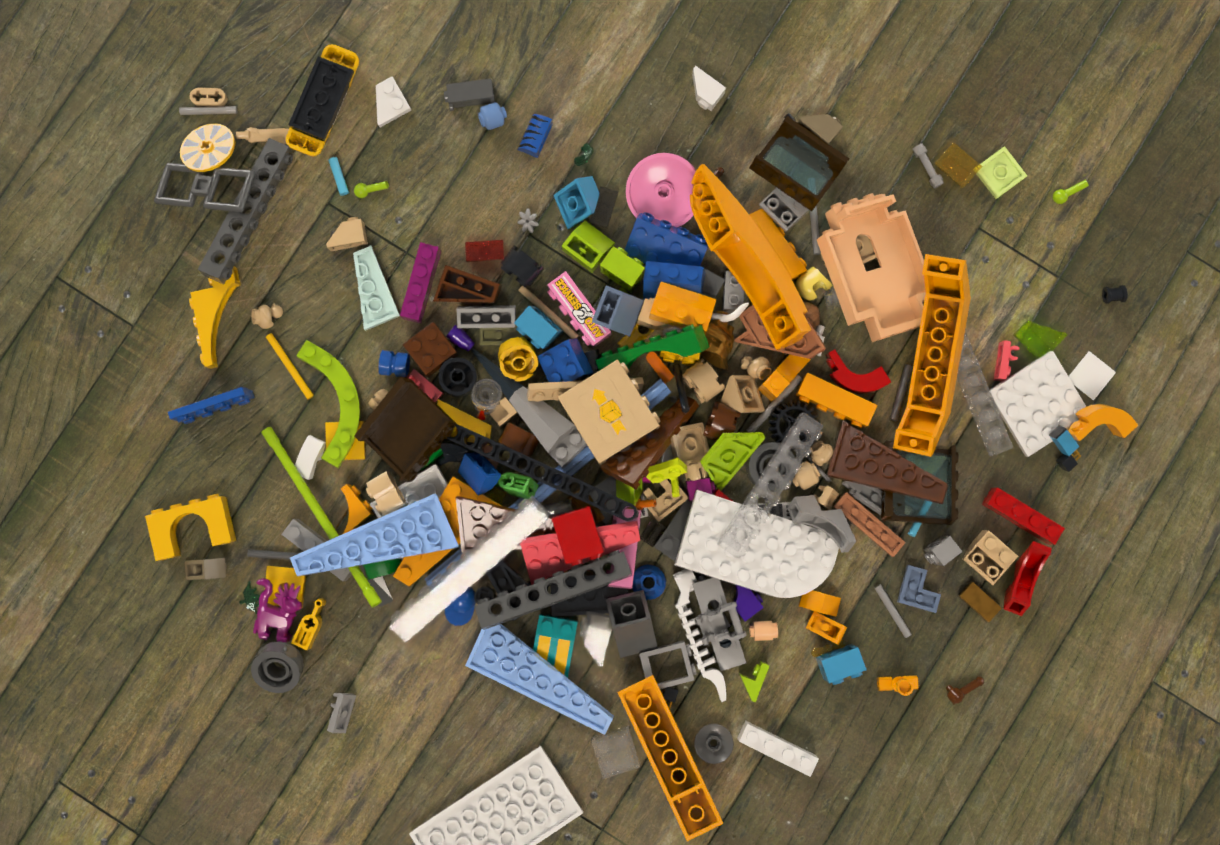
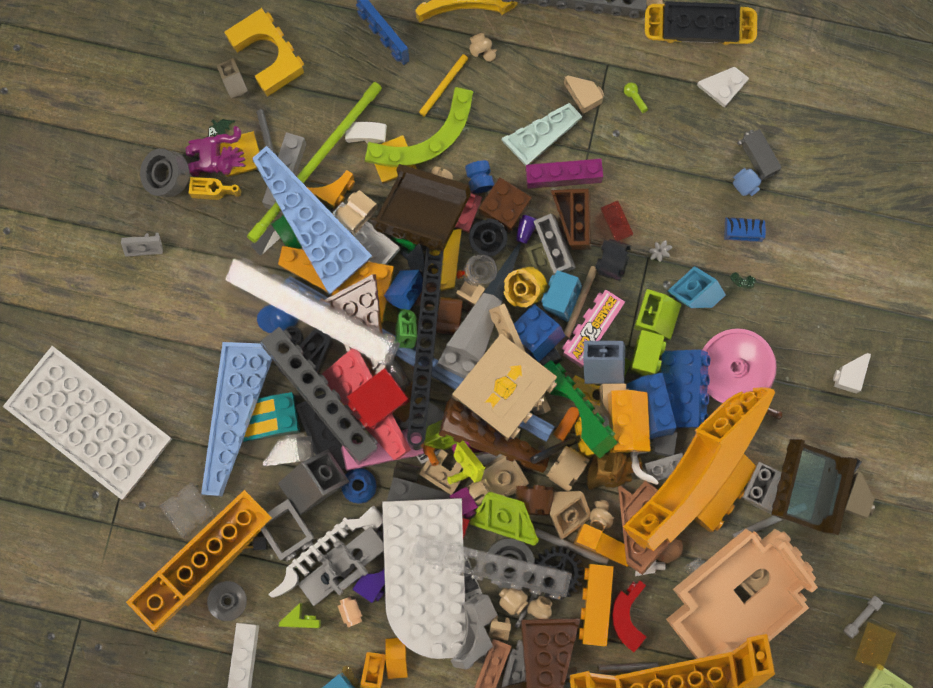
camera: 70 degrees right, 5 degrees down
(338, 176) = (636, 64): medium azure piece -> none
(604, 207) = (700, 317): clear smoke plate -> none
(810, 282) = (701, 539): light yellow helmet -> none

